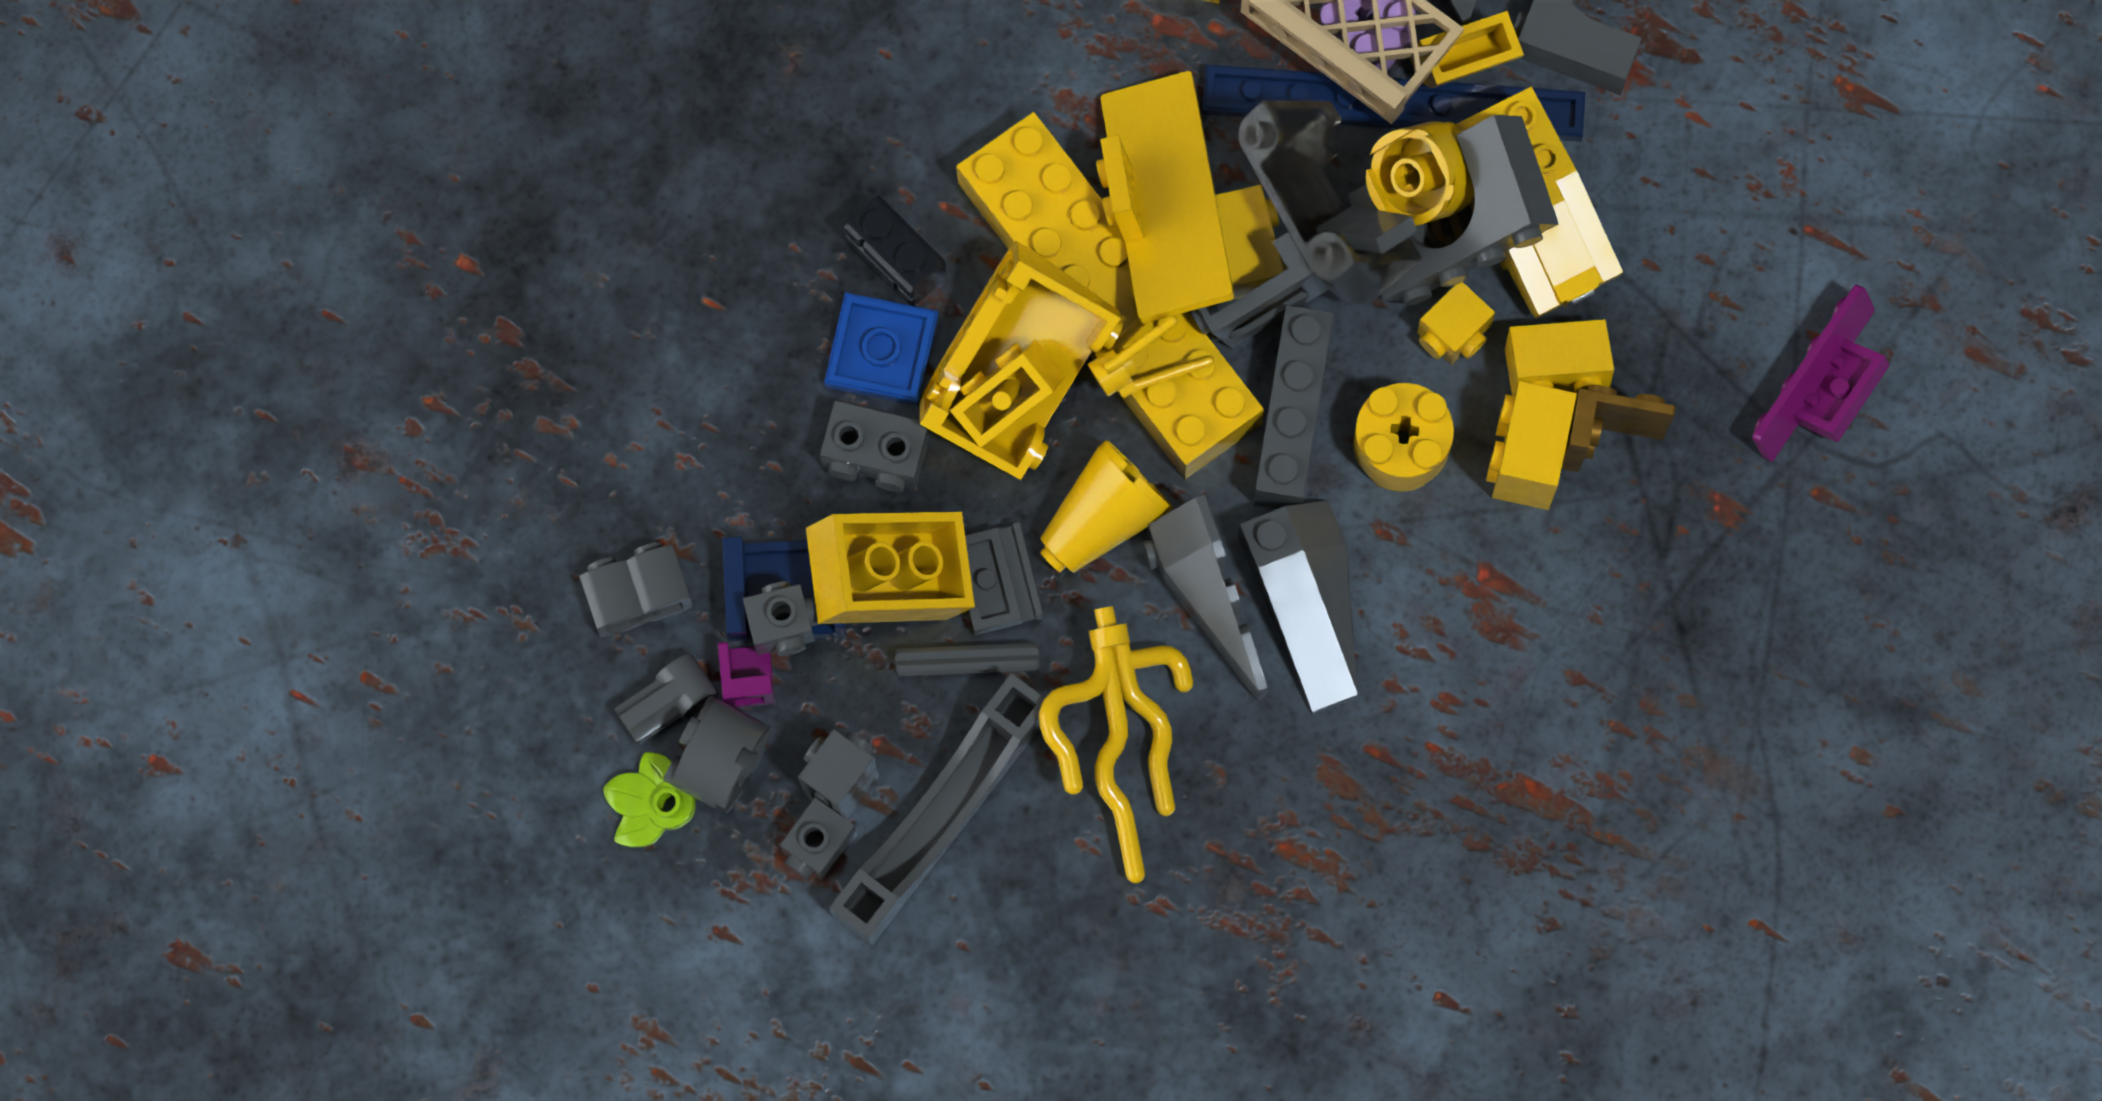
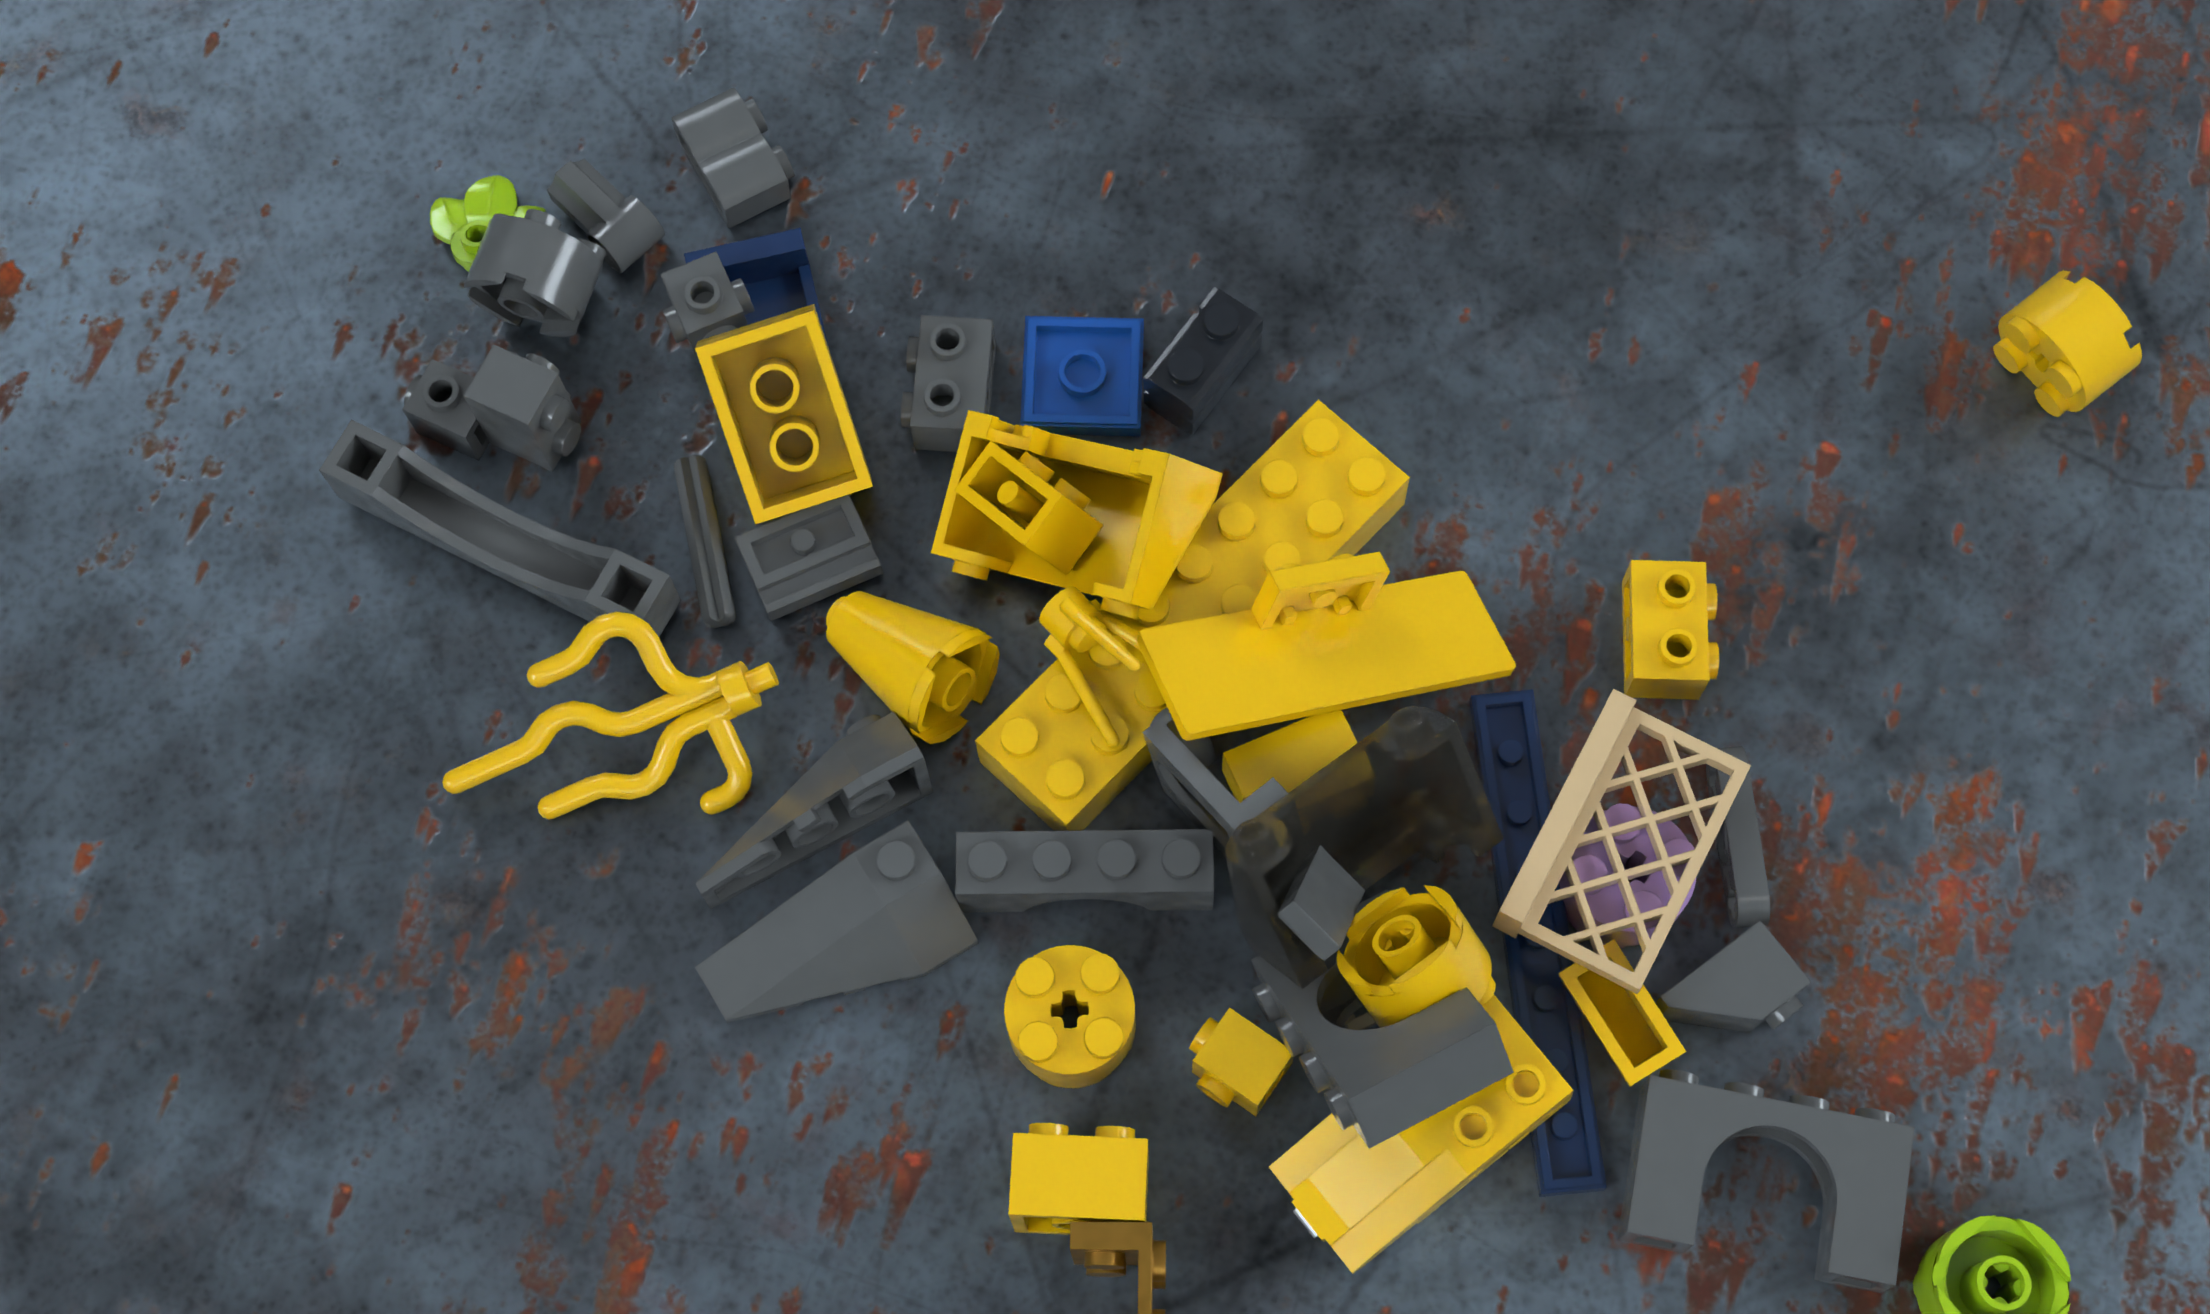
camera: 80 degrees right, 5 degrees down
(745, 676) = (640, 292): magenta panel -> none
(1560, 355) = (1210, 1205): yellow brick -> none

